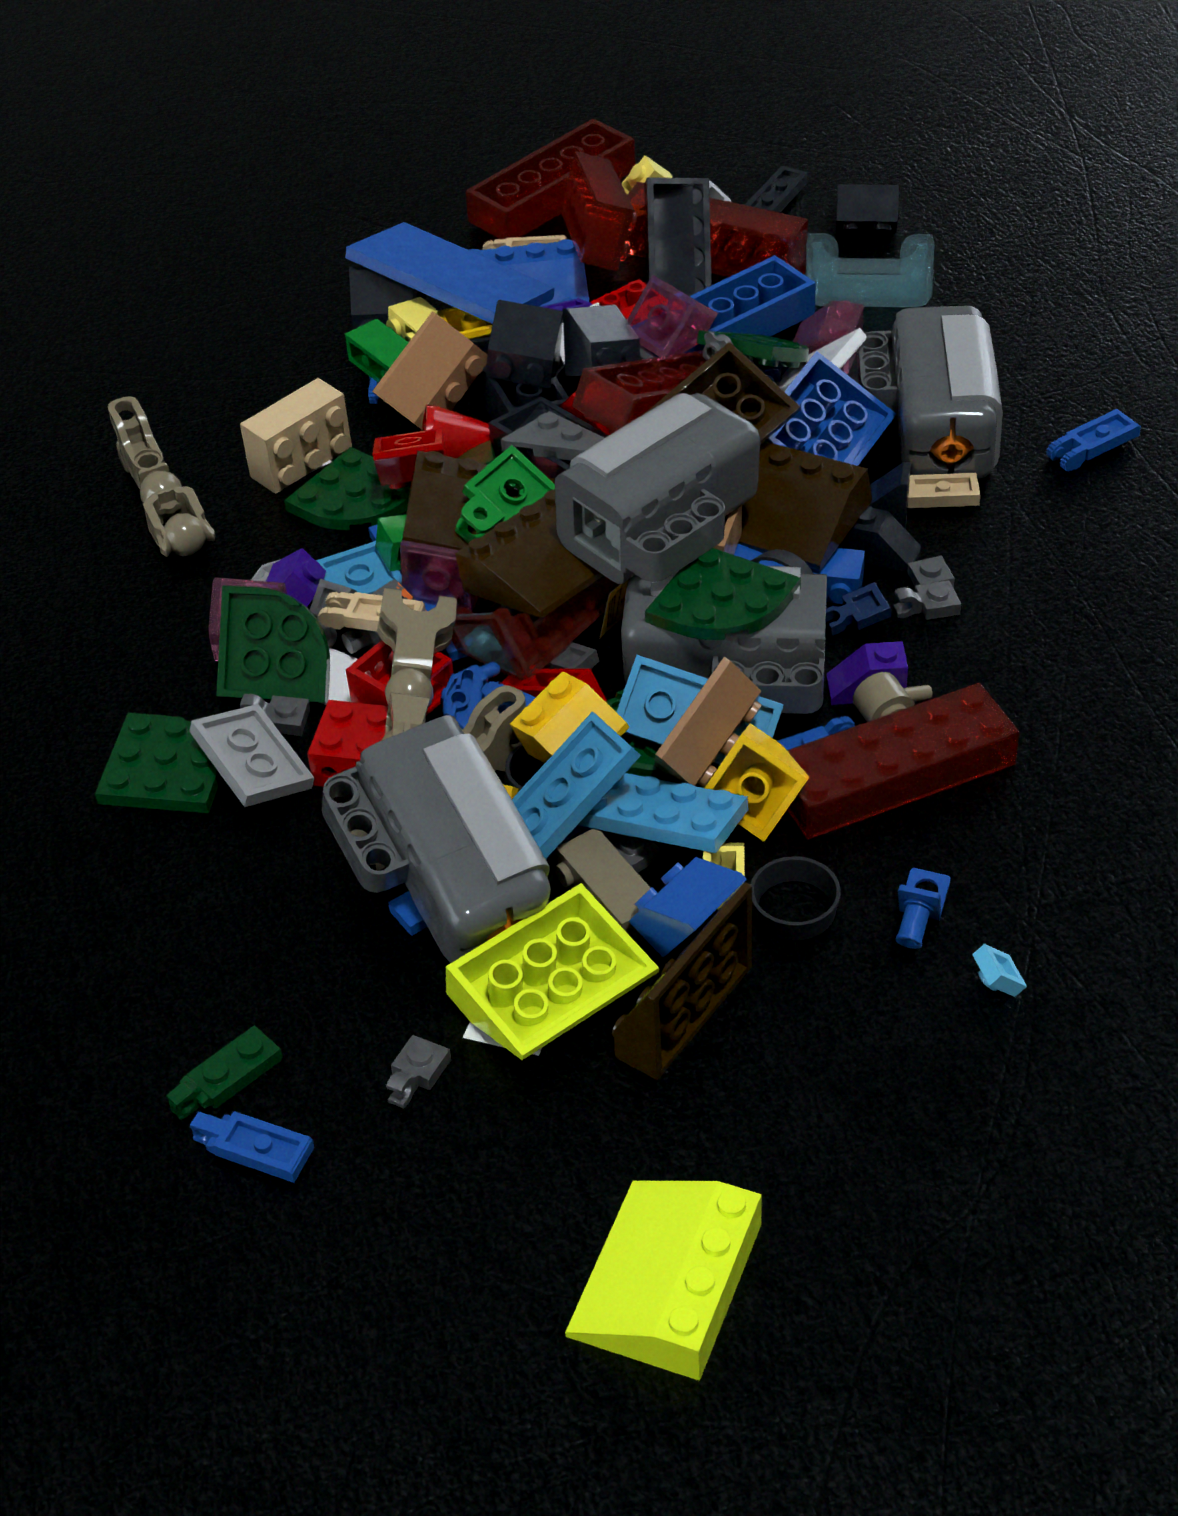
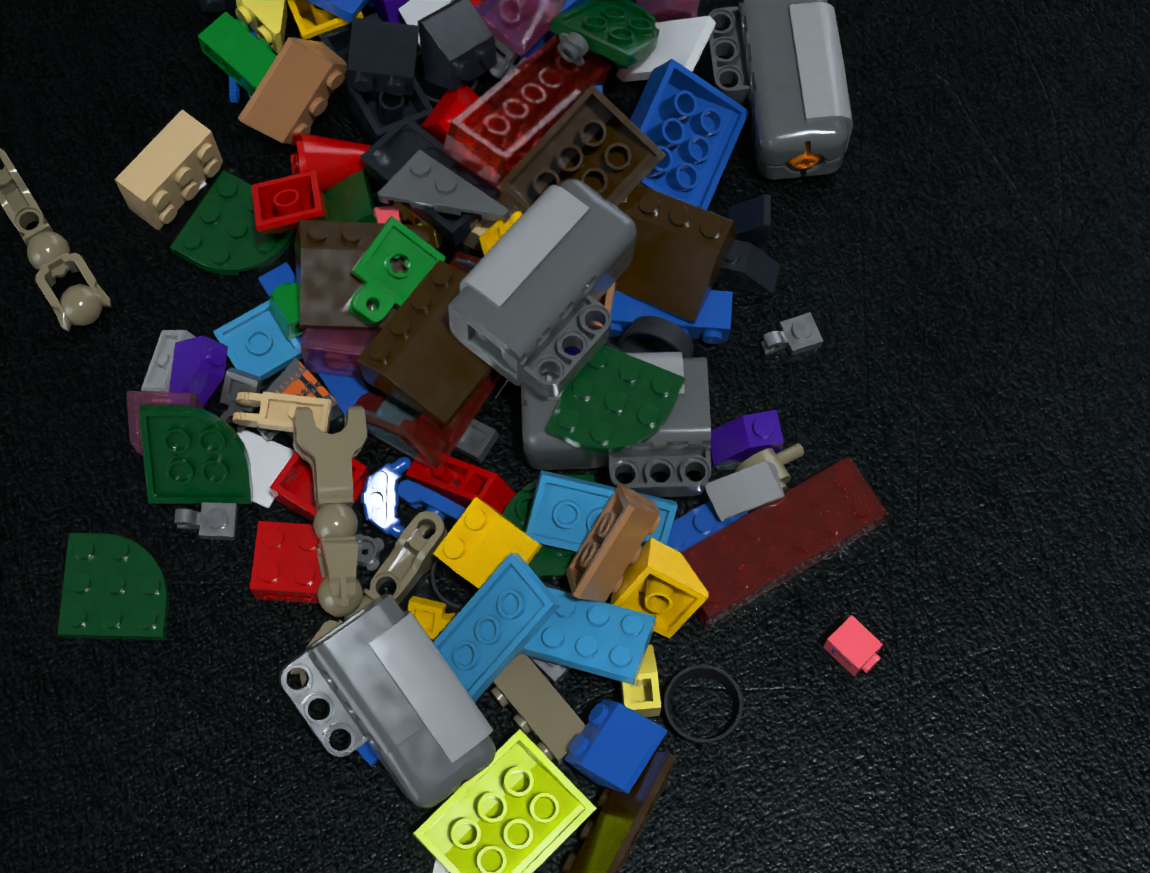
camera: 10 degrees left, 25 degrees up
(251, 755) = (195, 582): light grey plate -> none
(859, 607) = (734, 353): dark blue plate -> none
(860, 699) = (745, 490): none -> light grey slope
(920, 905) = (810, 705): blue bracket -> none
(929, 571) = (792, 301): dark grey plate -> none
(943, 490) = (791, 194): tan plate -> none
(973, 856) = (854, 646): none -> coral brick
(998, 971) = (882, 771): medium azure plate -> none
(1093, 439) = (934, 116): blue hinge -> none

